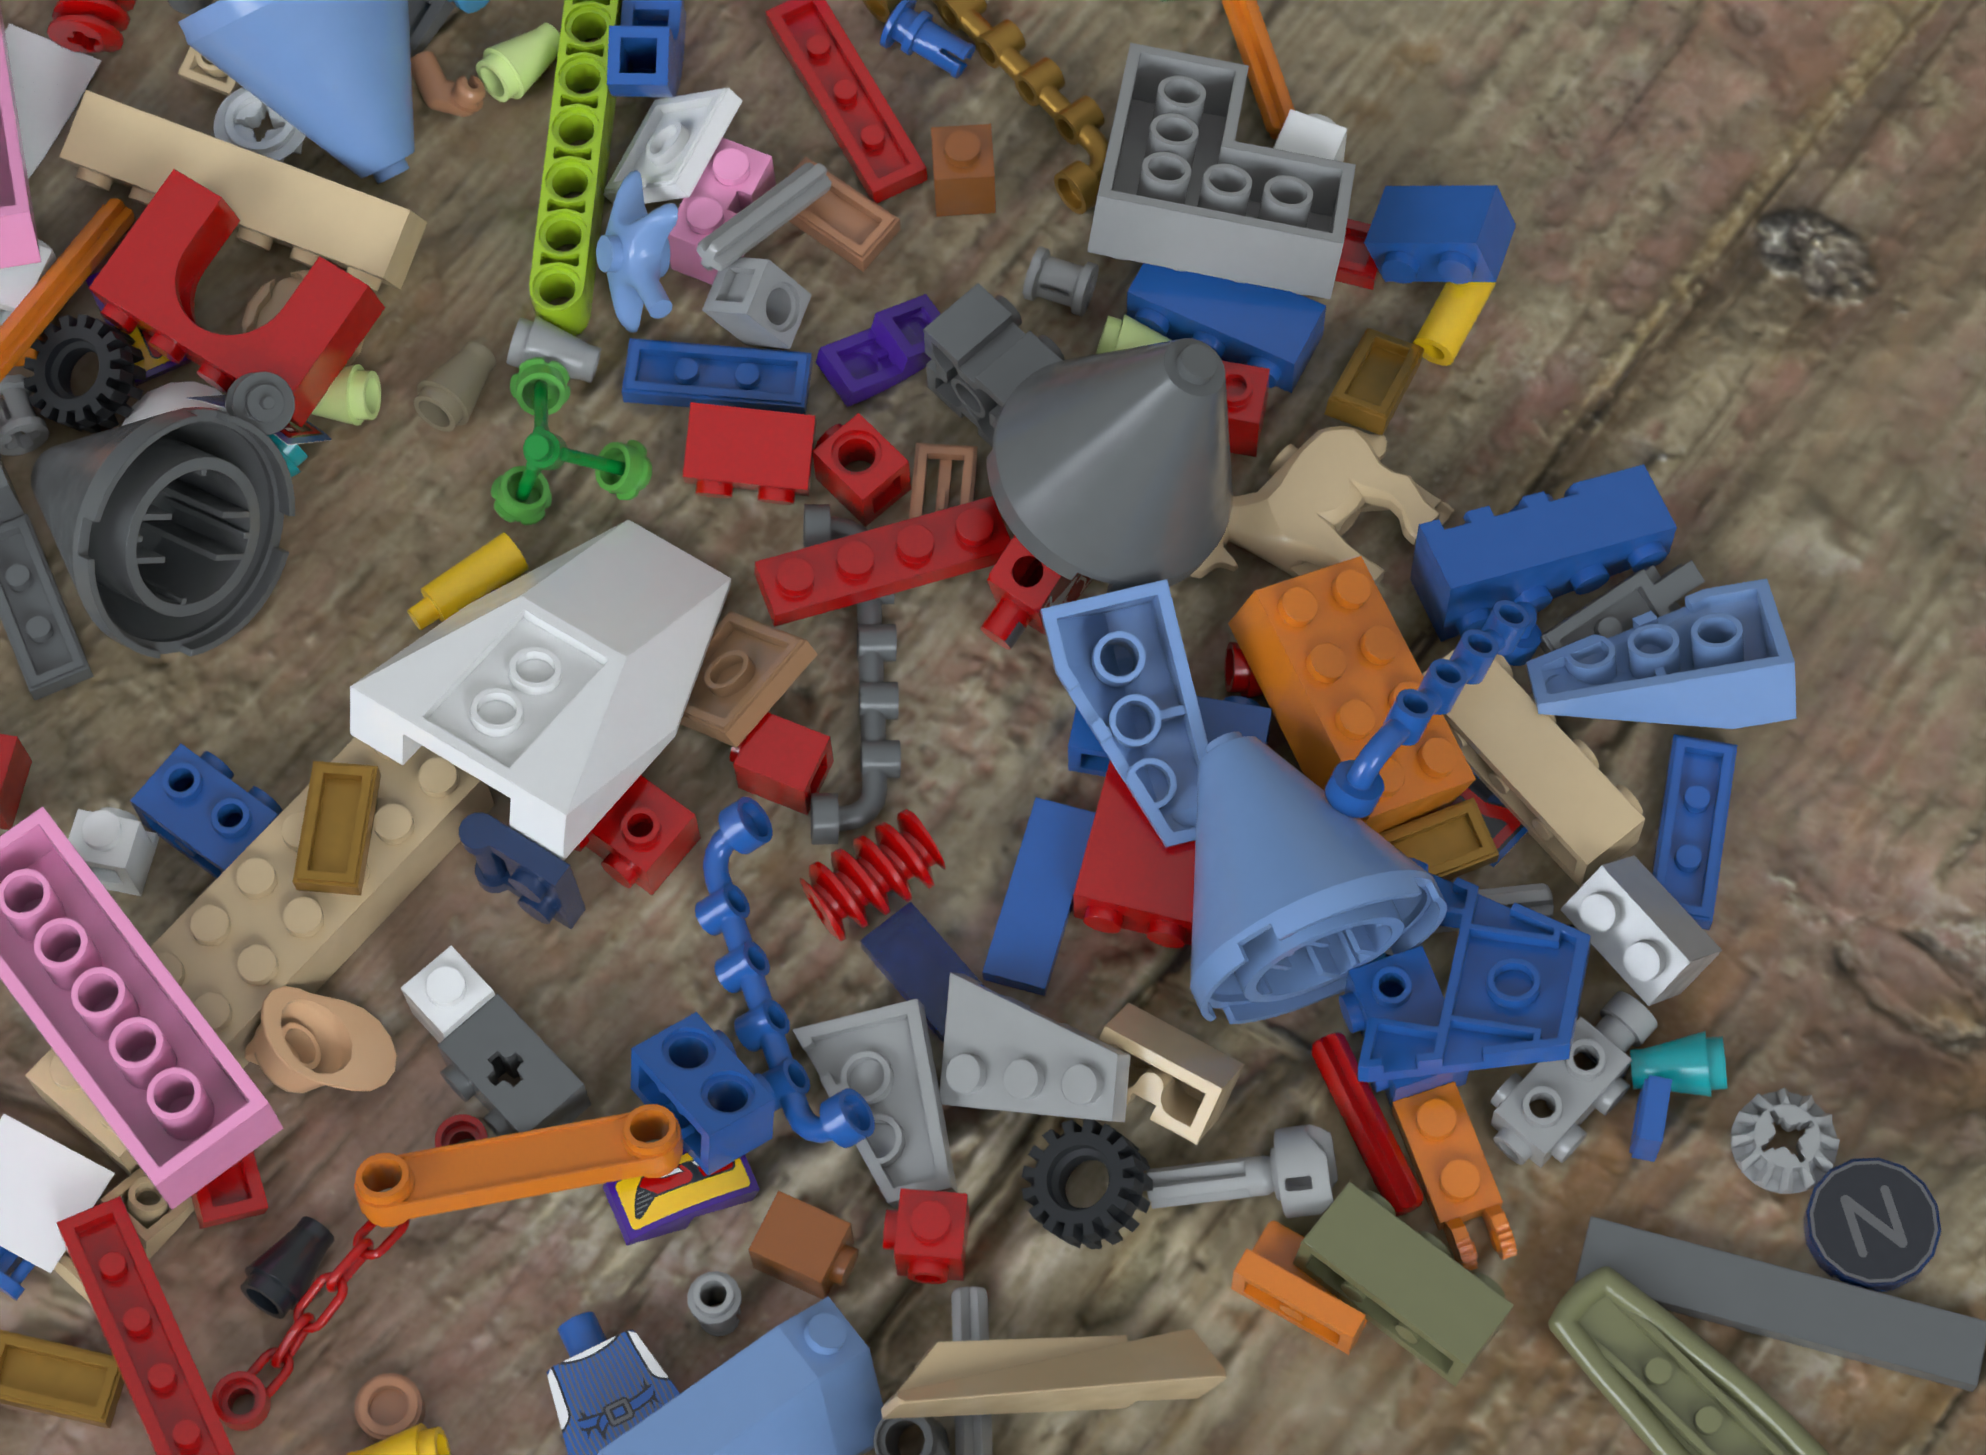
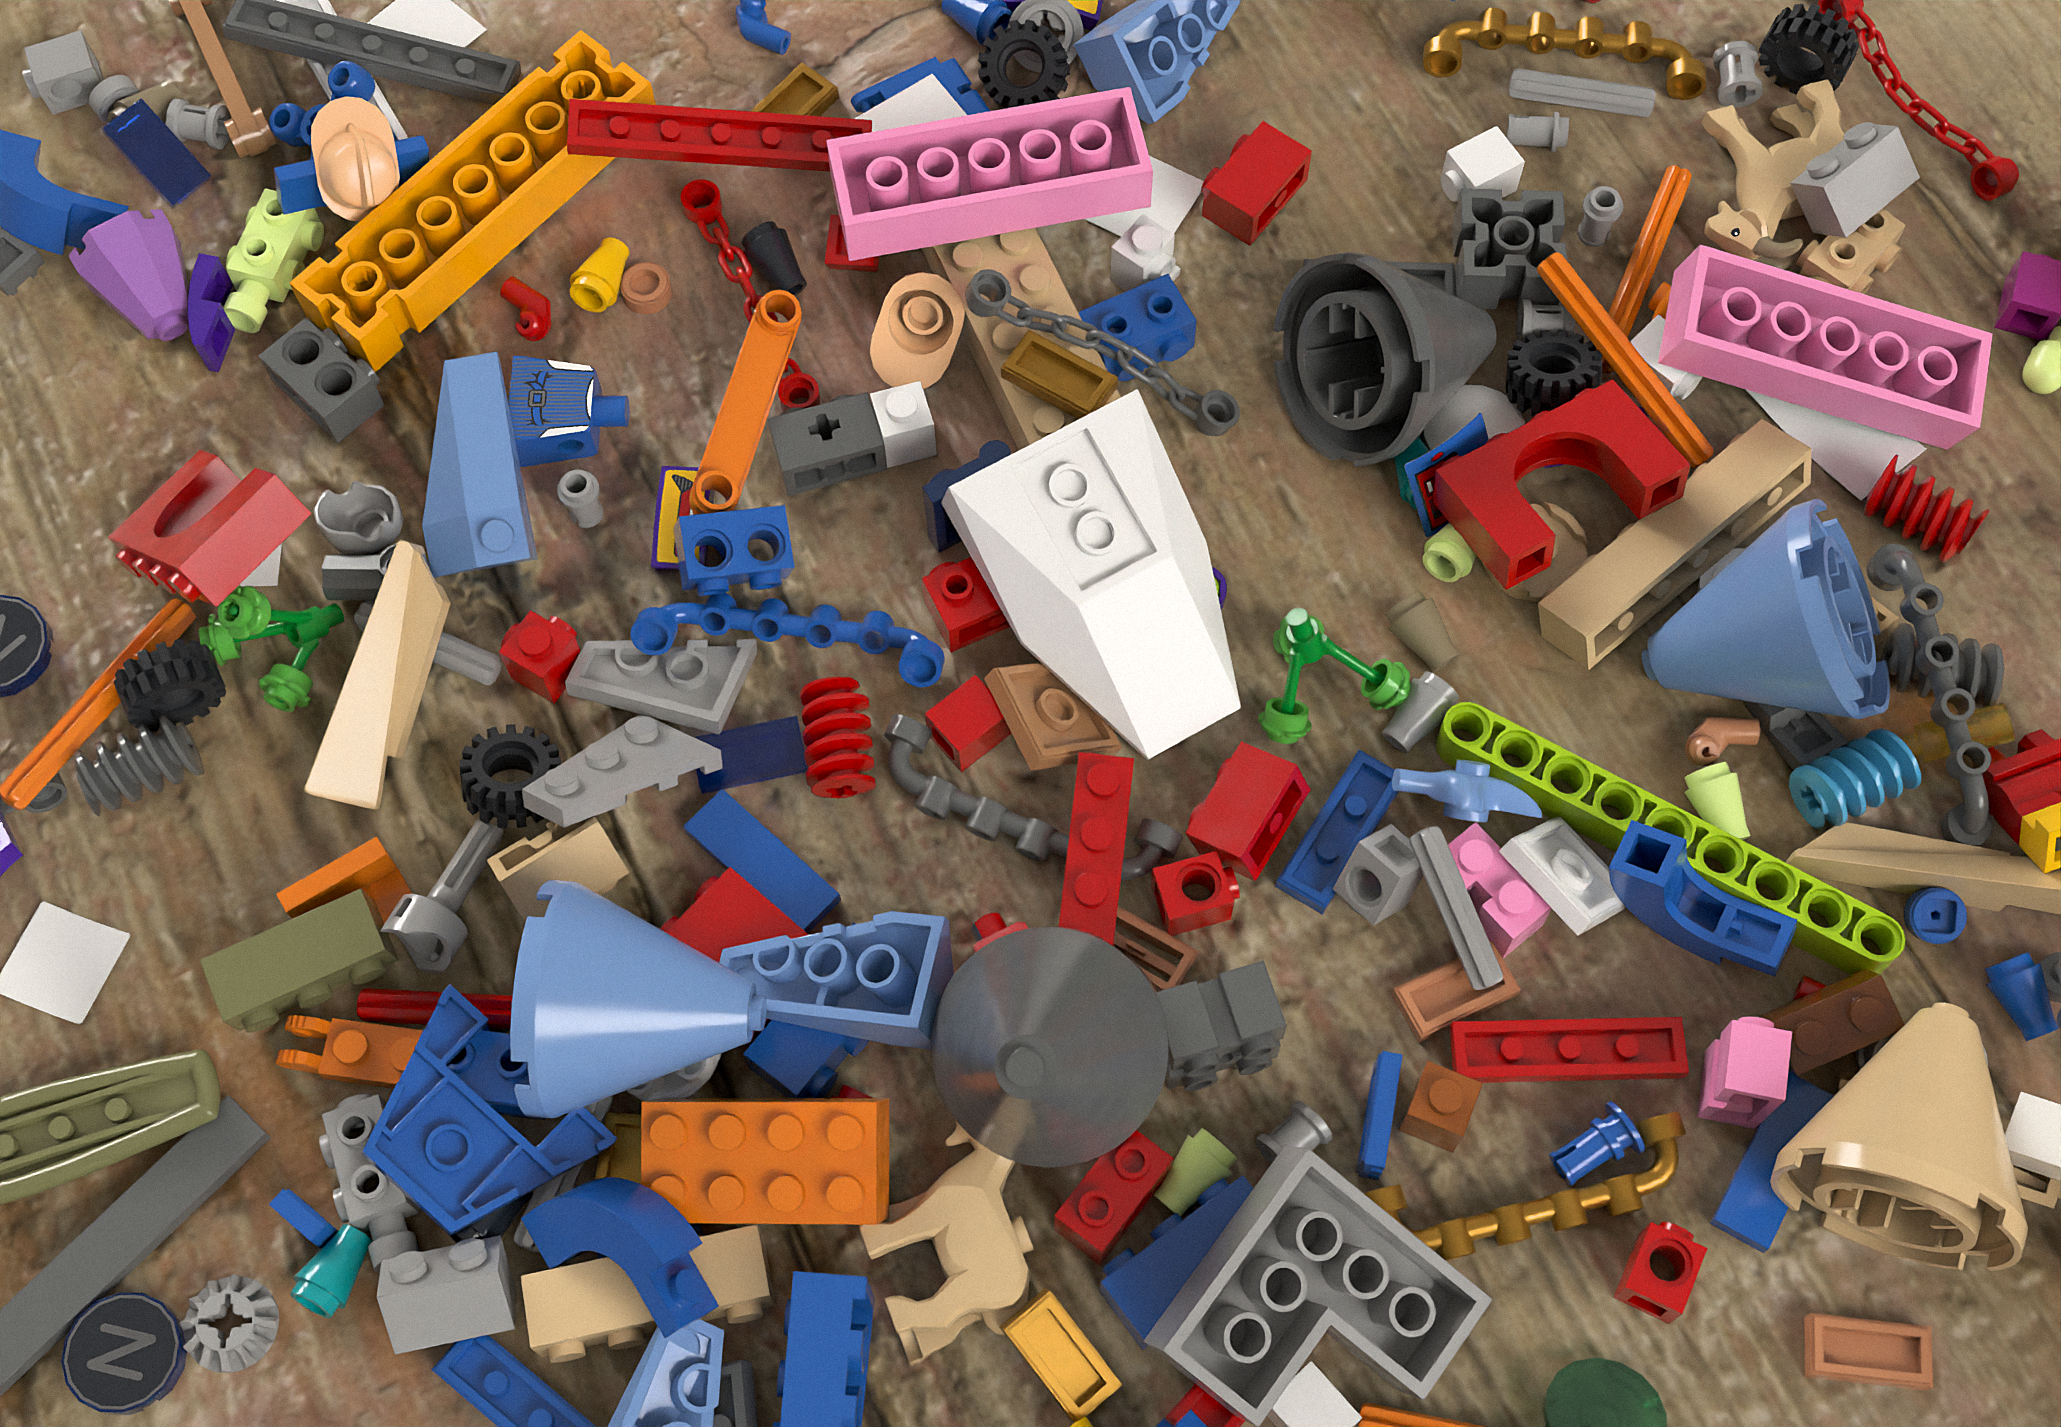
camera: 115 degrees right, 0 degrees up
(261, 400) = (1438, 444): dark grey wheel -> none
(274, 925) = (998, 290): none -> dark grey piece
(469, 580) = (1243, 574): yellow cylinder -> none
(804, 1246) = (588, 573): dark orange brick -> none
(879, 355) = (1301, 970): dark purple slope -> none
(998, 218) = (1379, 1115): none -> blue tile
(1491, 778) = (638, 1234): none -> blue arch
(1506, 632) = (756, 1336): blue bar -> none

